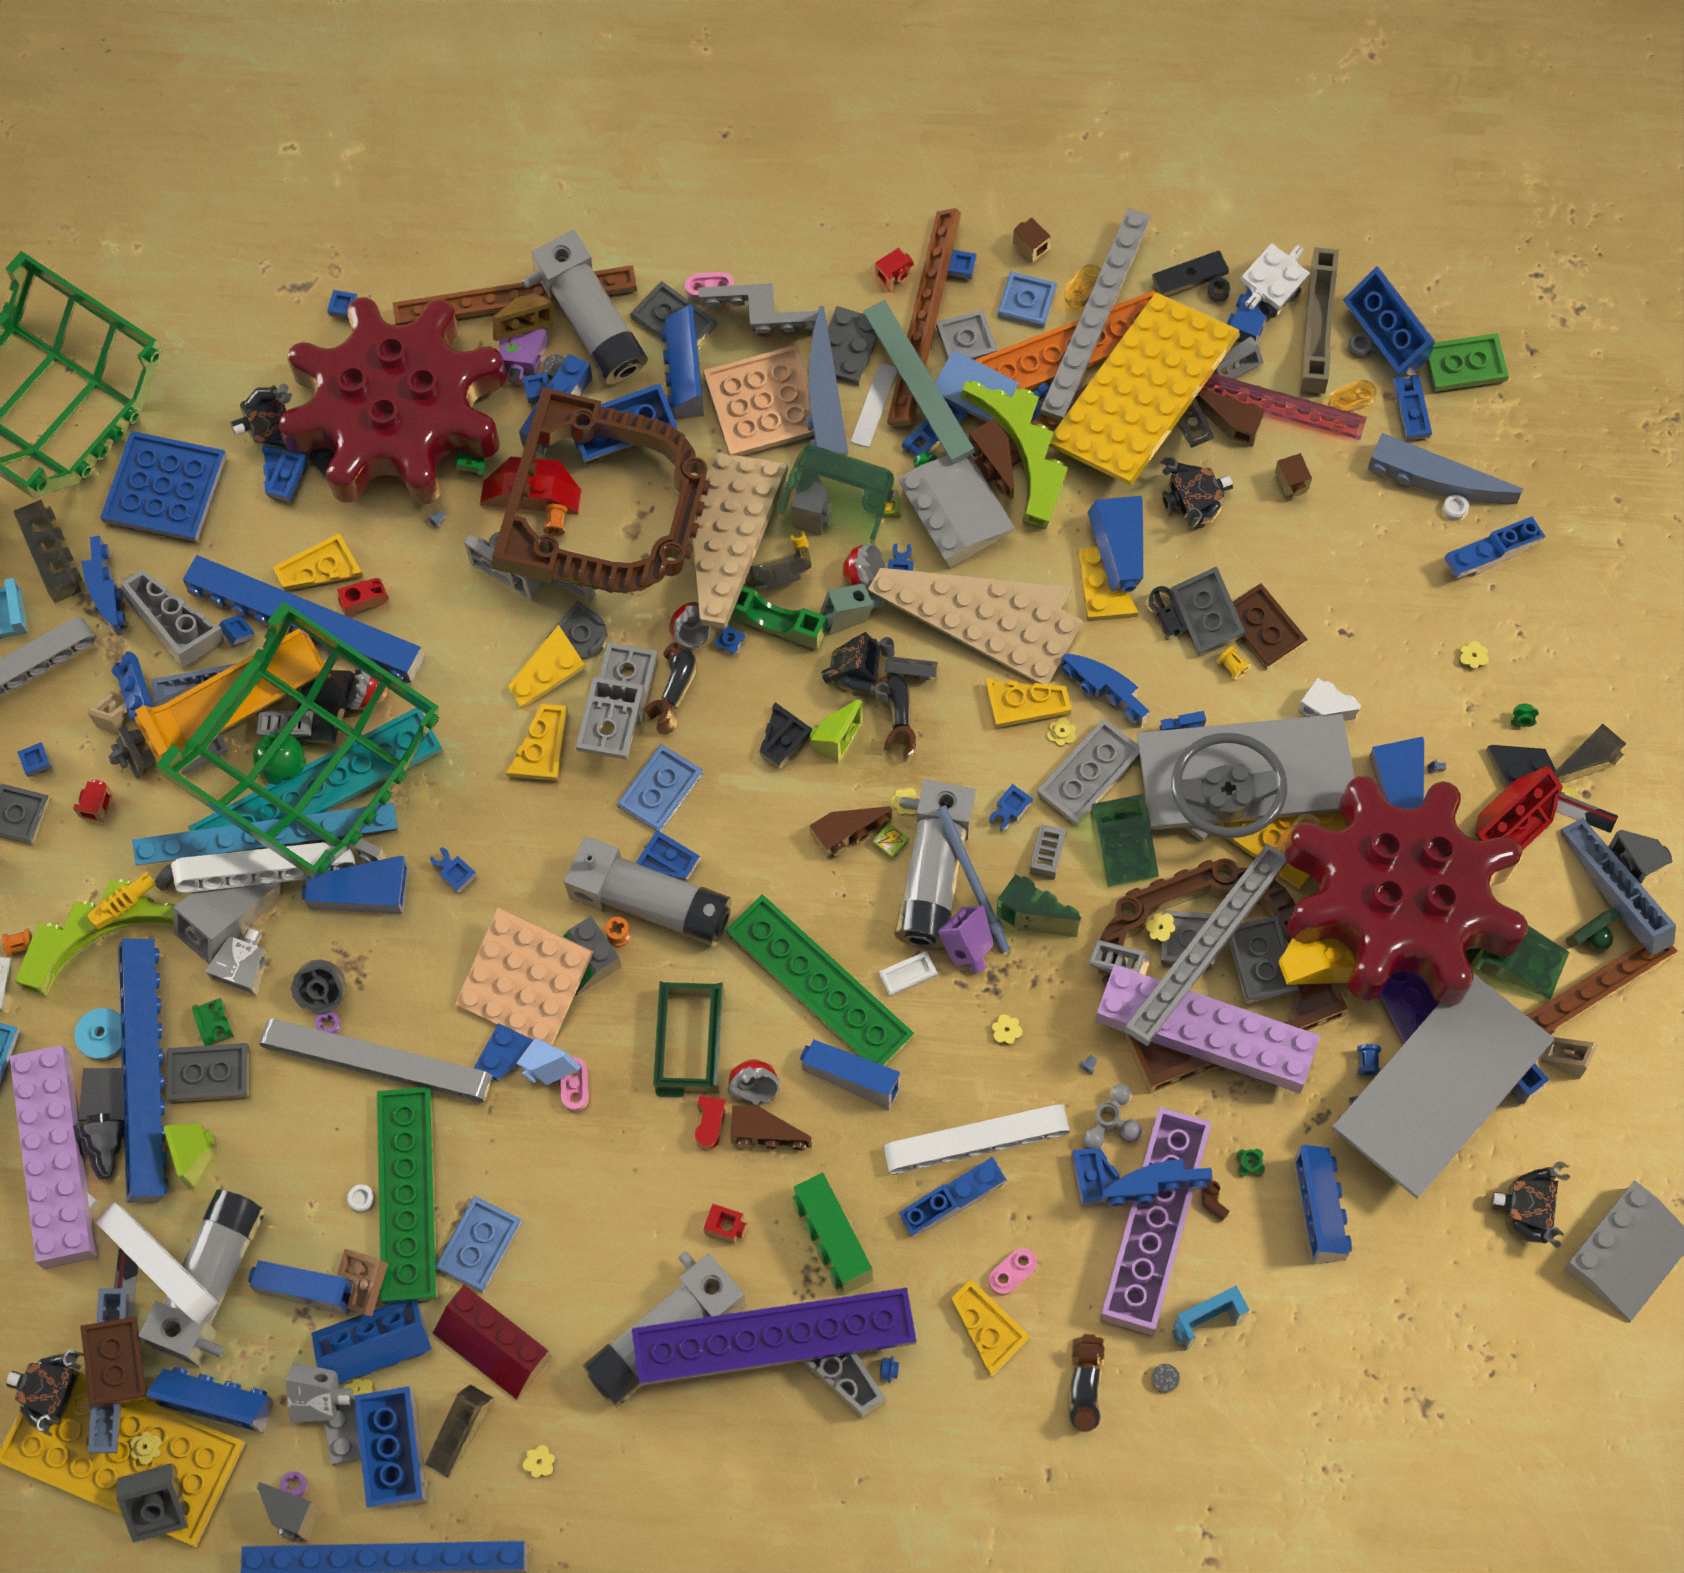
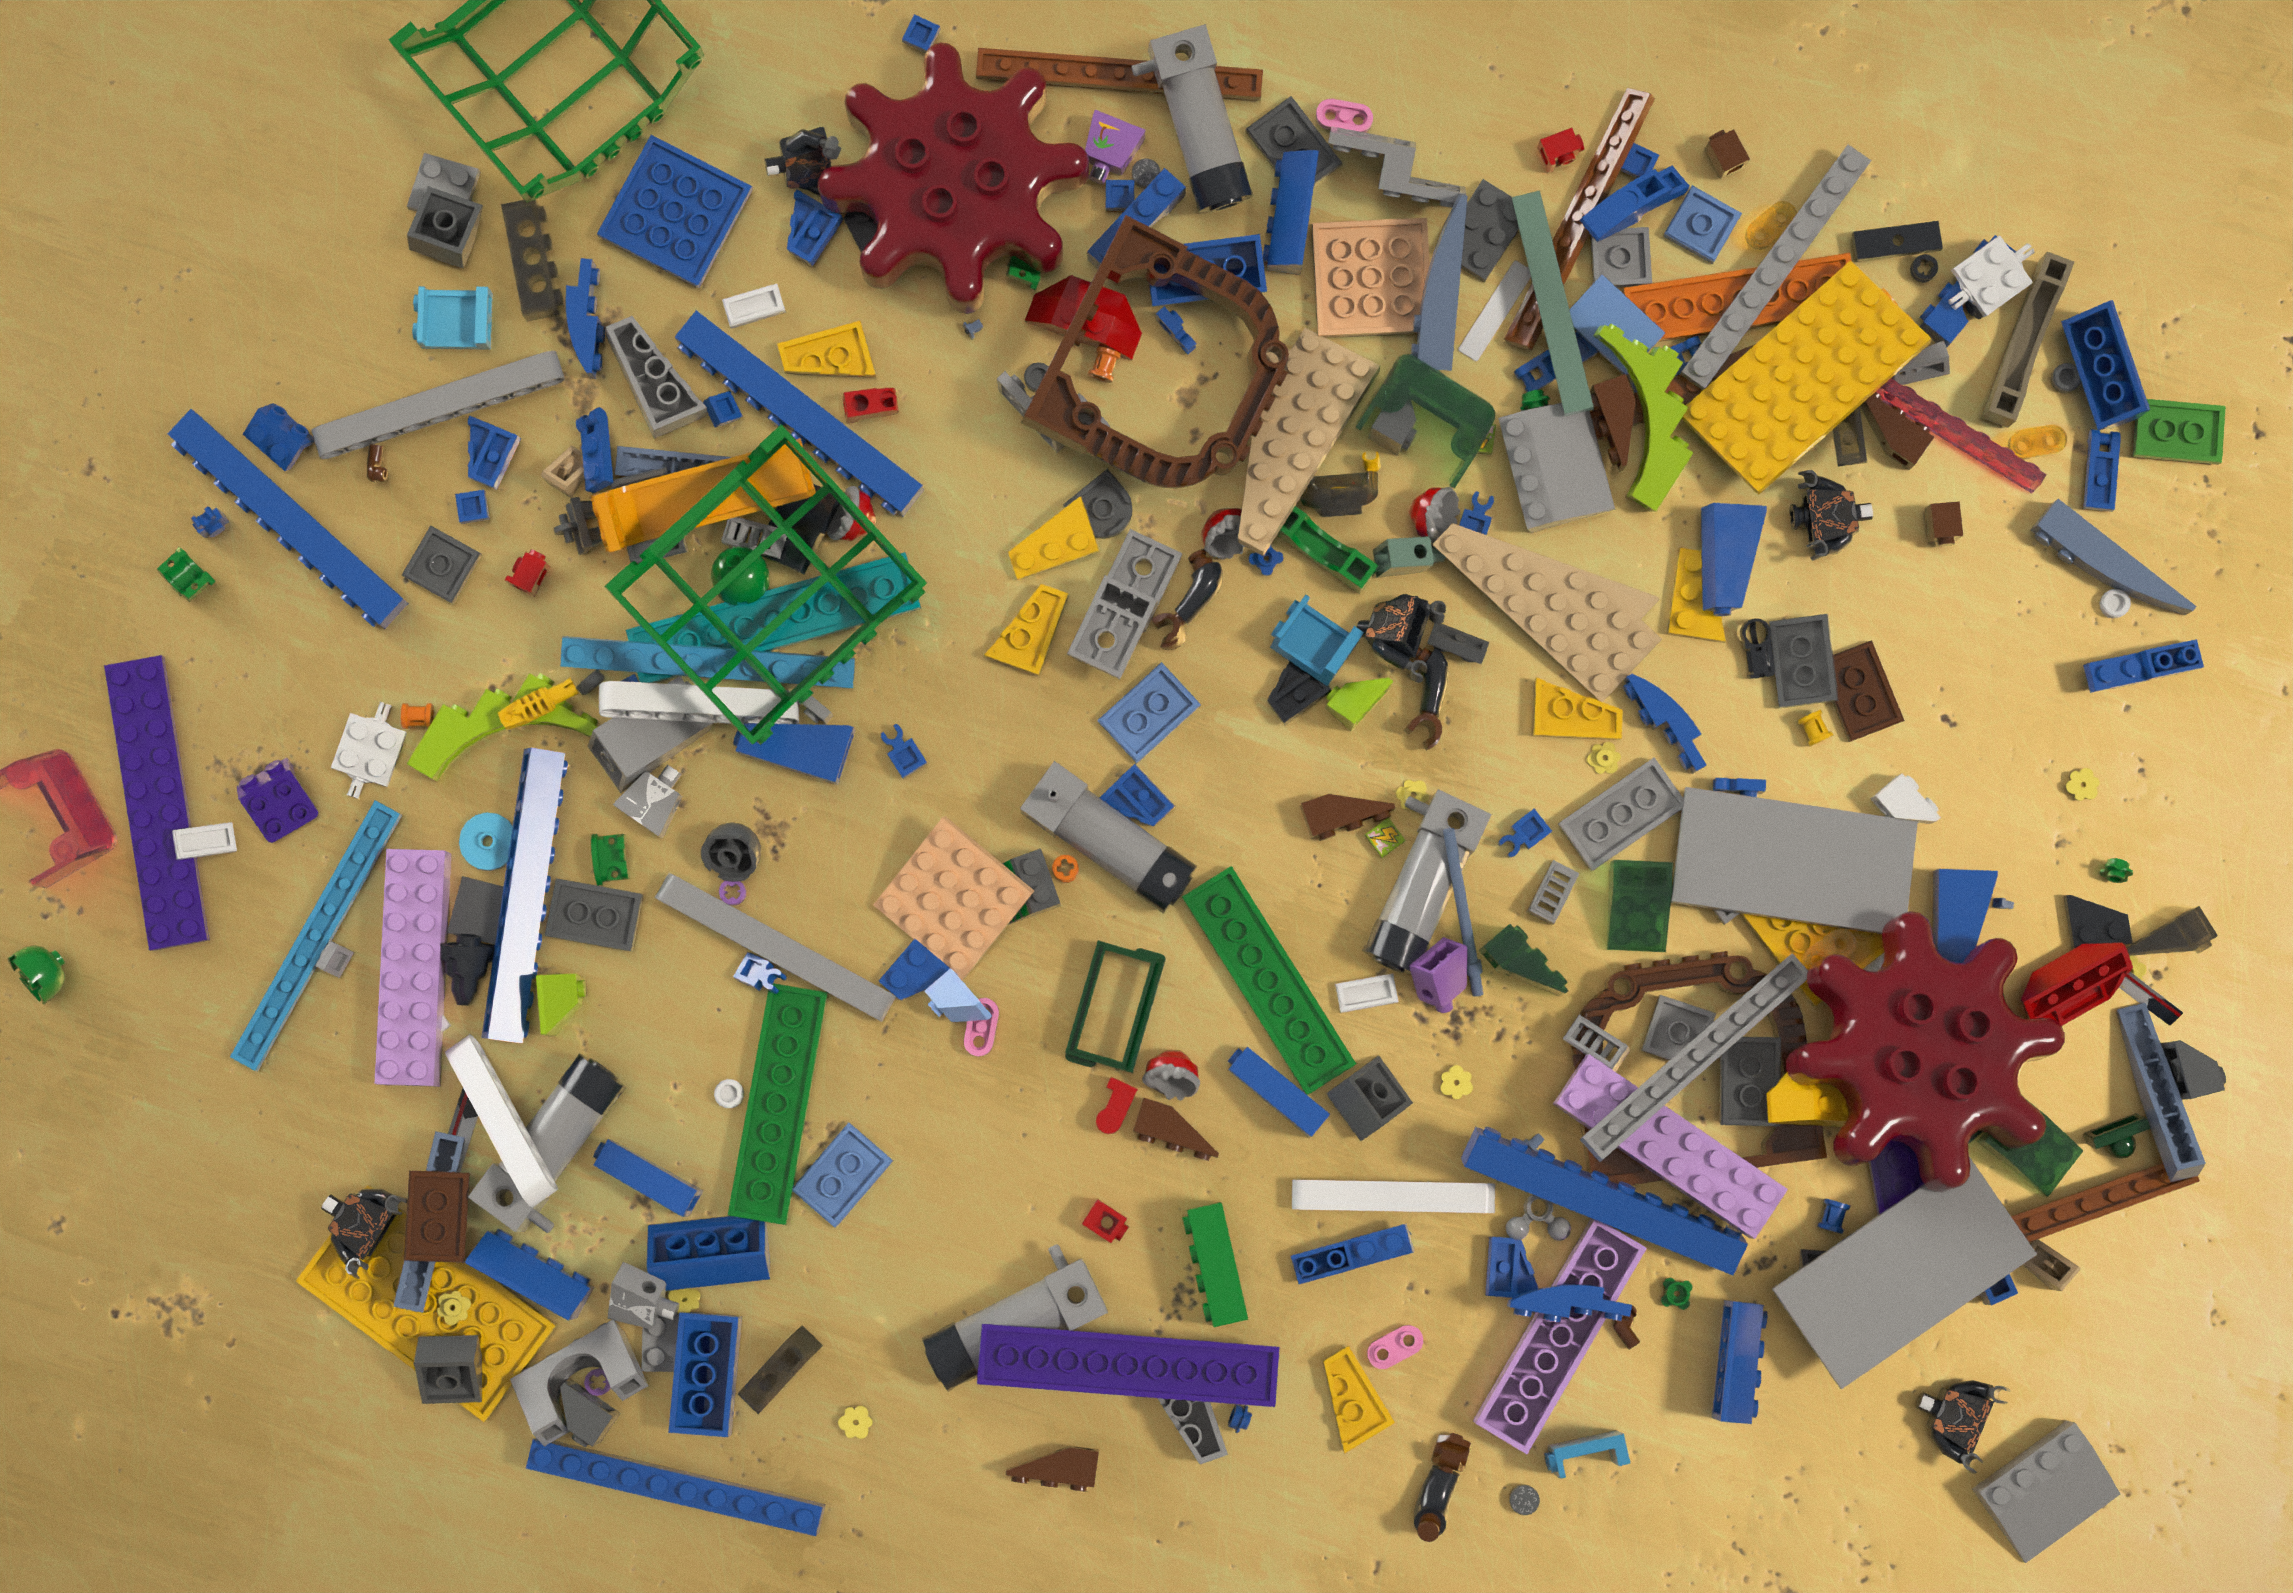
camera: 10 degrees right, 15 degrees up
(41, 712) = (489, 452): none -> blue wing
(240, 1497) = (540, 1385): none -> light grey arch
(246, 545) = (753, 306): none -> white tile
(363, 1084) = (757, 973): none -> plate
(367, 1278) = (719, 1186): medium nougat plate -> none
(491, 1342) = (833, 1285): dark red slope -> none
(522, 316) = (1124, 108): pearl gold slope -> none
(605, 476) = (1172, 324): none -> blue plate
(740, 1451) = (1067, 1465): none -> reddish brown slope
(787, 694) = (1314, 641): none -> dark azure panel
(933, 1060) = (1369, 1098): none -> dark grey slope
(963, 290) = (1633, 201): none -> blue slope
(1154, 927) = (1645, 1010): light yellow plant -> none
(1163, 1090) = (1604, 1200): none -> blue brick
(1244, 787) = (1786, 890): dark grey piece -> none

